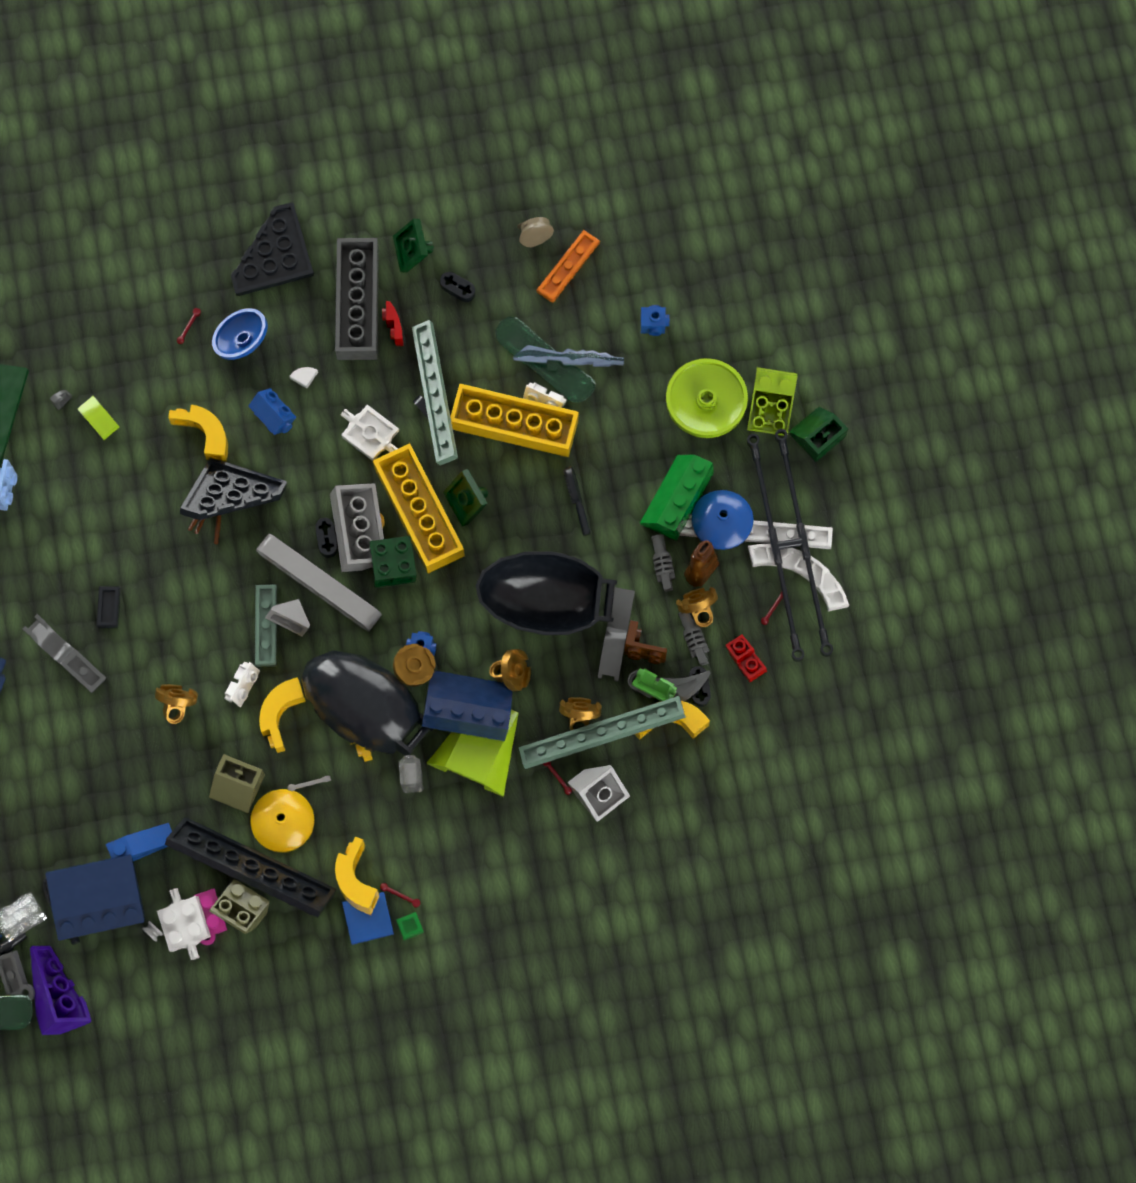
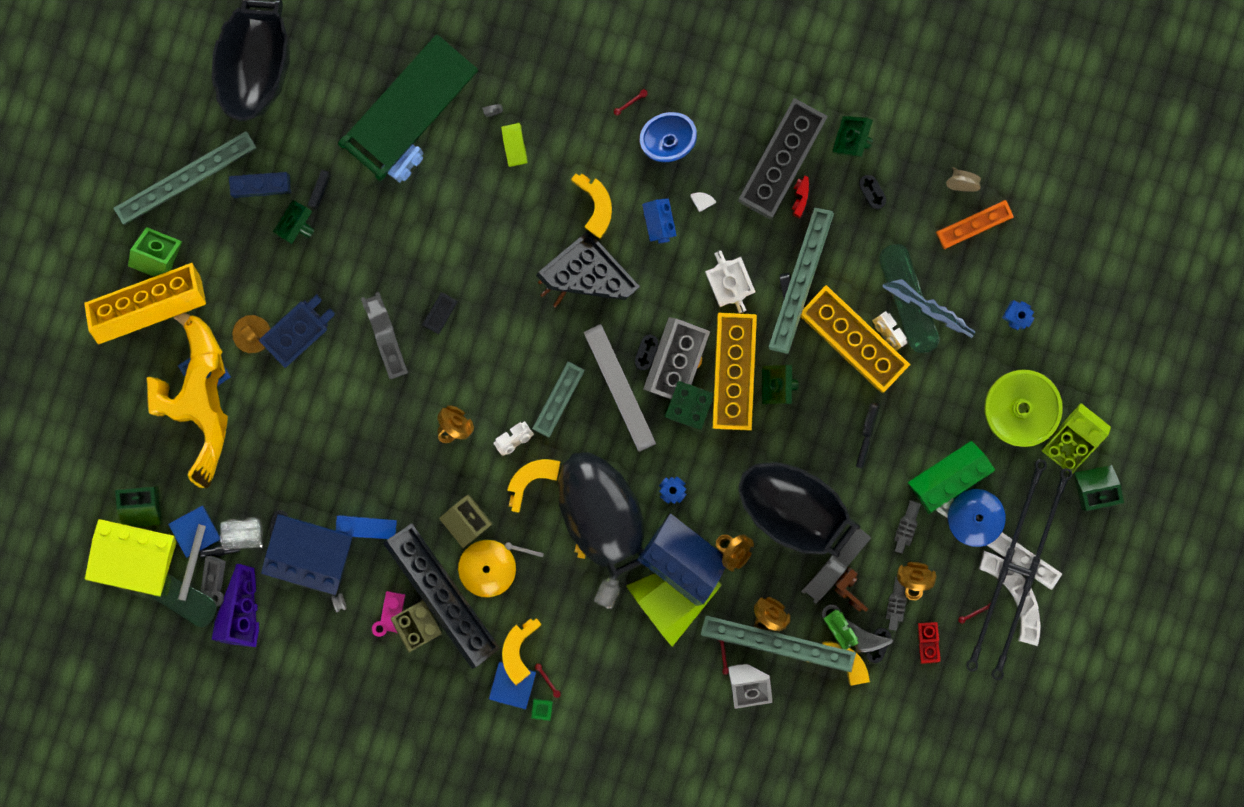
camera: 30 degrees right, 15 degrees up
(184, 924) = (366, 610): white plate -> none
(275, 255) = (735, 79): black plate -> none
(290, 616) = (582, 406): light grey slope -> none
(414, 665) = (657, 507): pearl gold tile -> none
(702, 564) = (937, 548): reddish brown piece -> none

